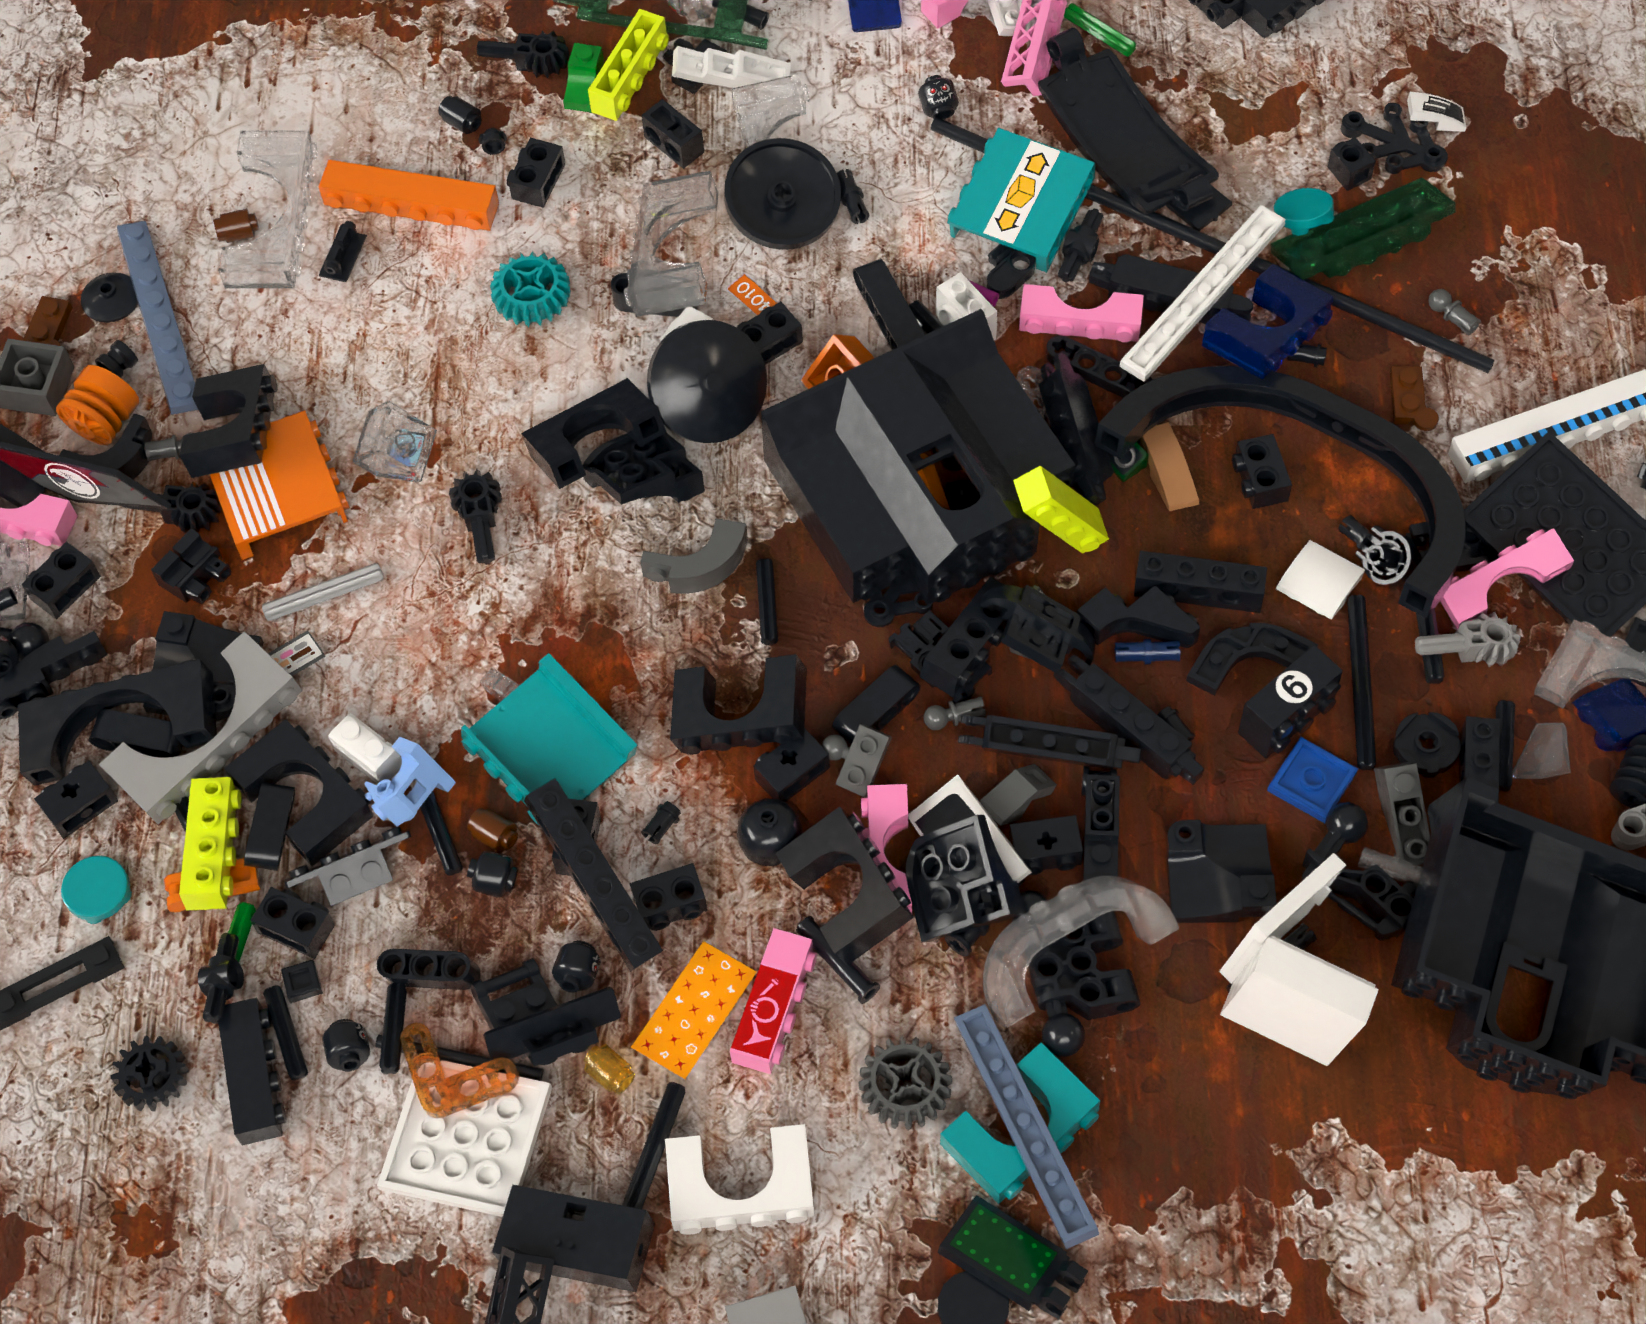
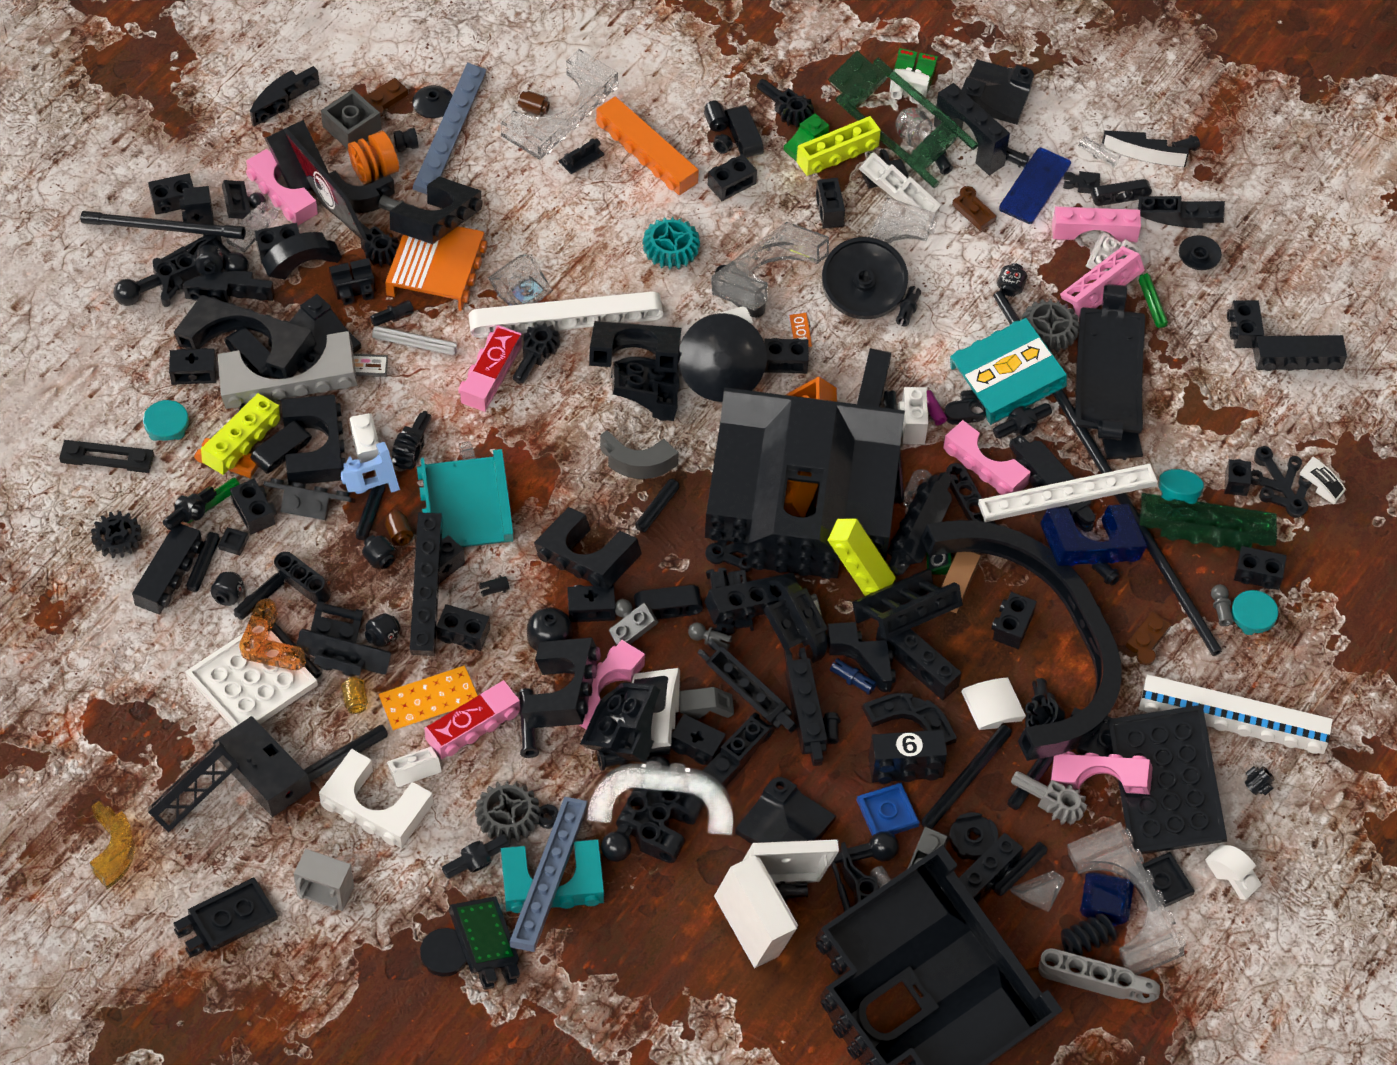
camera: 30 degrees right, 5 degrees down
(94, 576) = (296, 250): none -> black arch
(270, 576) = (392, 313): none -> black axle
(422, 714) = (410, 443): none -> black gear
(442, 566) = (490, 368): none -> bright pink brick
(476, 448) = (568, 313): none -> white beam
(507, 112) = (744, 131): none -> black beam
(748, 1105) = (414, 766): none -> white slope
(829, 45) = (973, 208): none -> reddish brown hinge
(915, 1164) = (475, 856): none -> black axle
(948, 1045) = (552, 811): none -> black bush
(1021, 114) = (1062, 321): none -> dark grey gear
(1161, 544) = (913, 613): none -> black fence
(1457, 246) = (1260, 564): none -> black brick
(1492, 297) = (1254, 612): none -> teal tile

